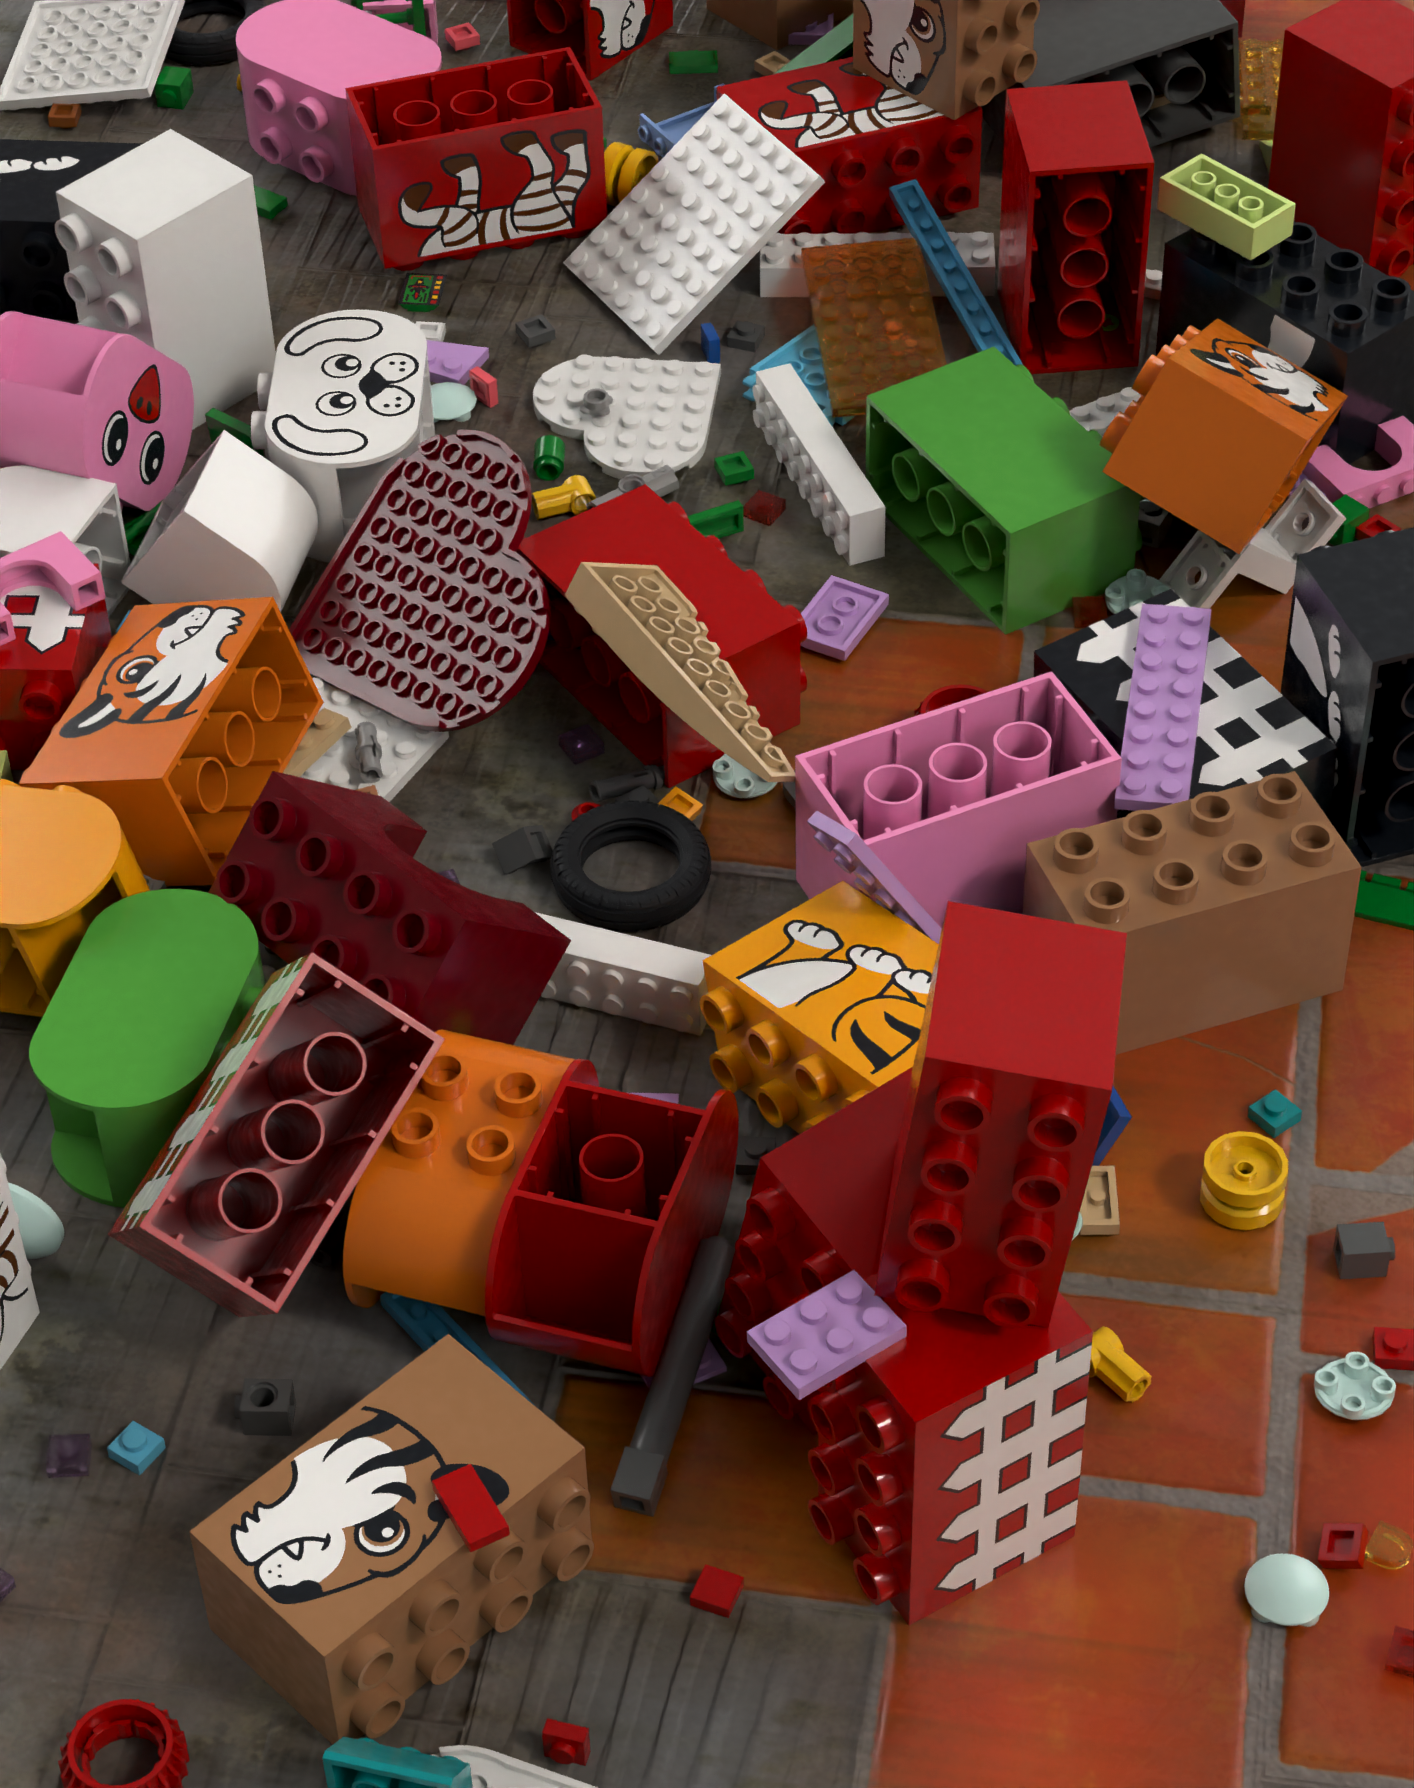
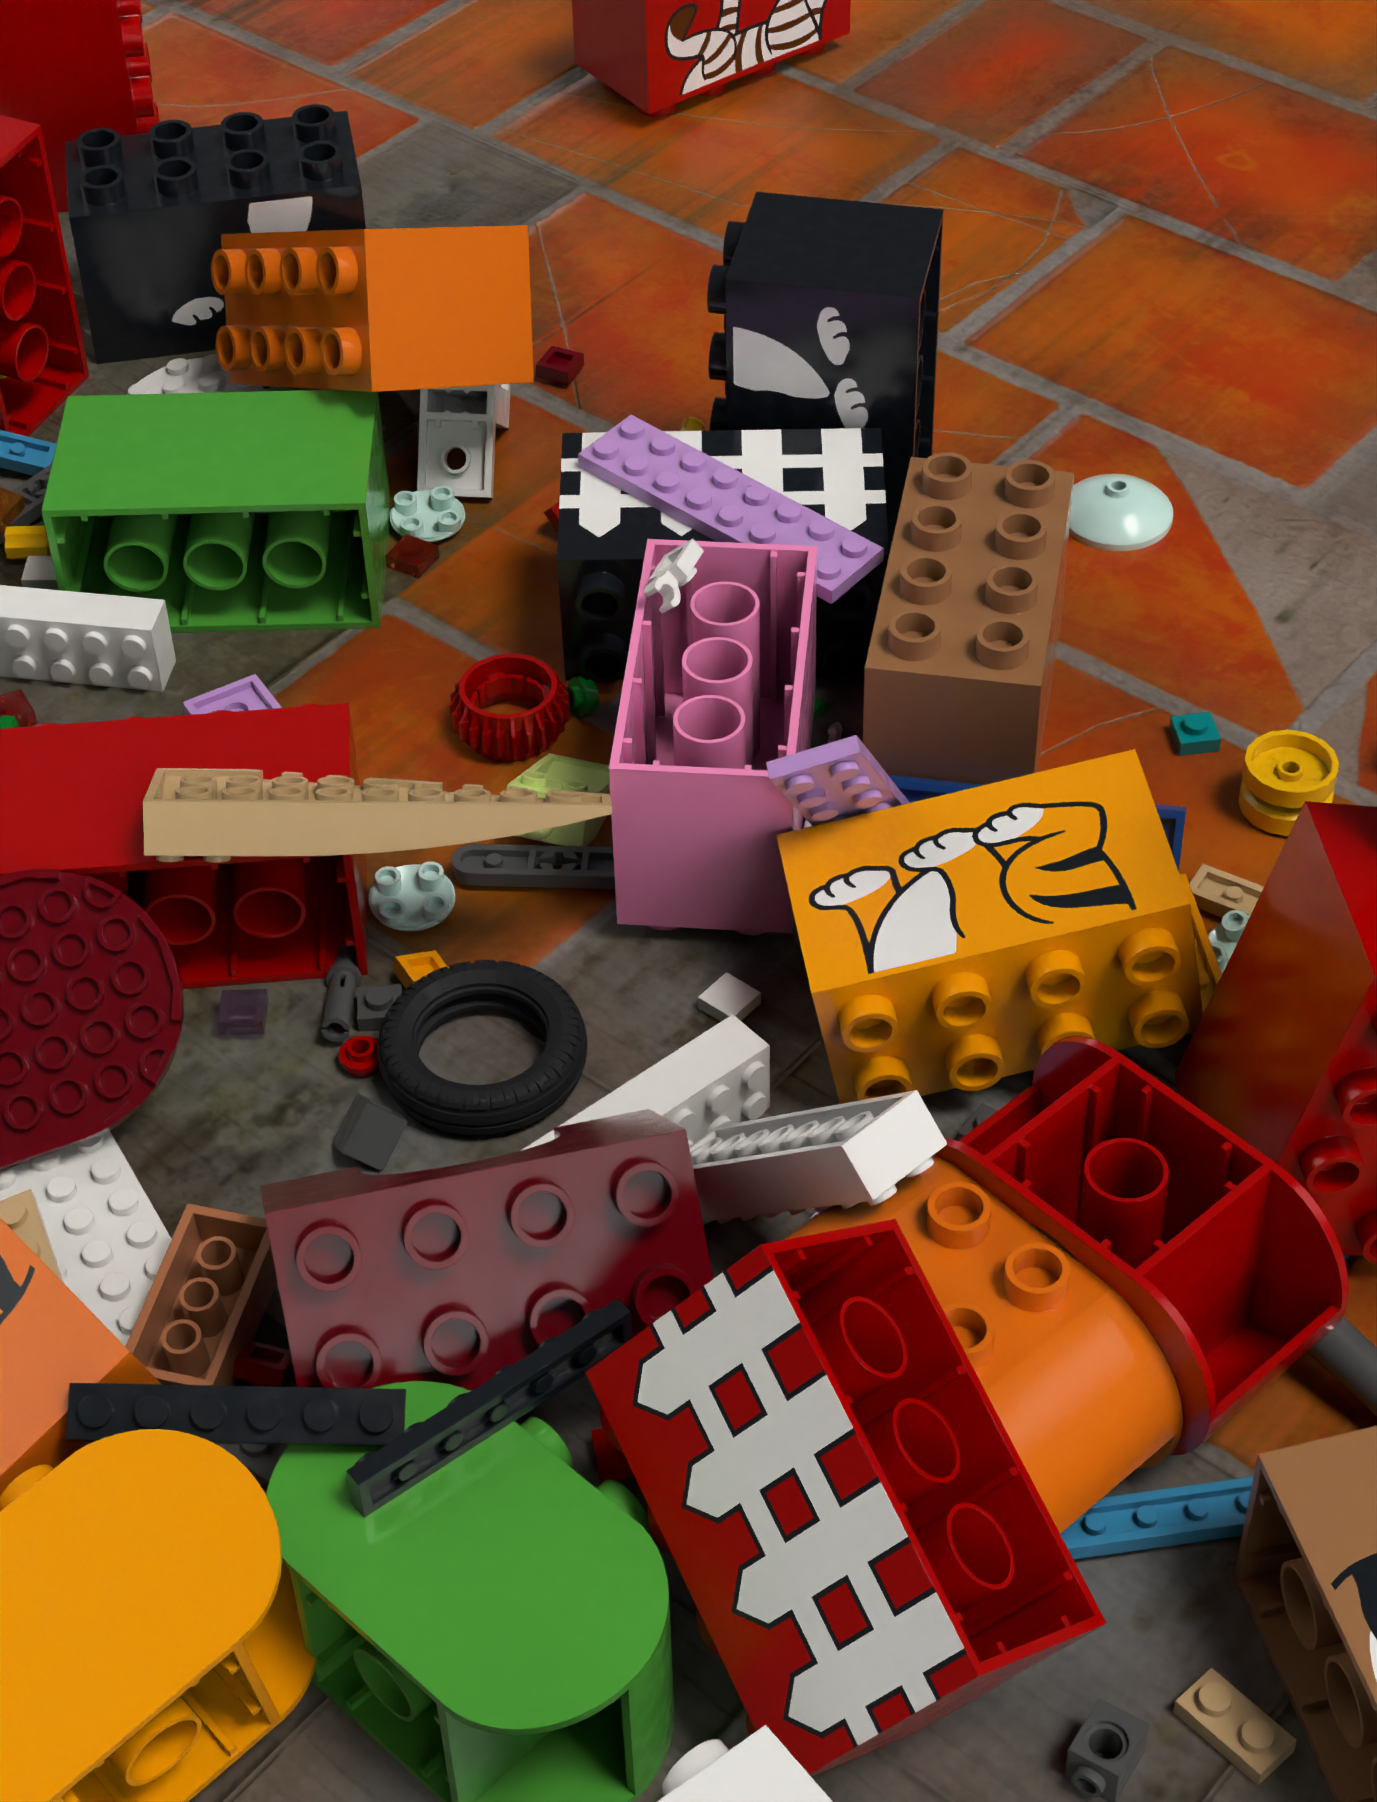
camera: 60 degrees left, 0 degrees up
(160, 851) = (239, 1413): none -> black plate
(213, 945) = (487, 1409): none -> black plate
(368, 752) = (92, 1200): light grey pin -> none
(558, 1023) = (814, 1158): none -> white brick
(1014, 695) = (674, 572): none -> white plate
(1226, 206) = (109, 140): yellowish green brick -> none

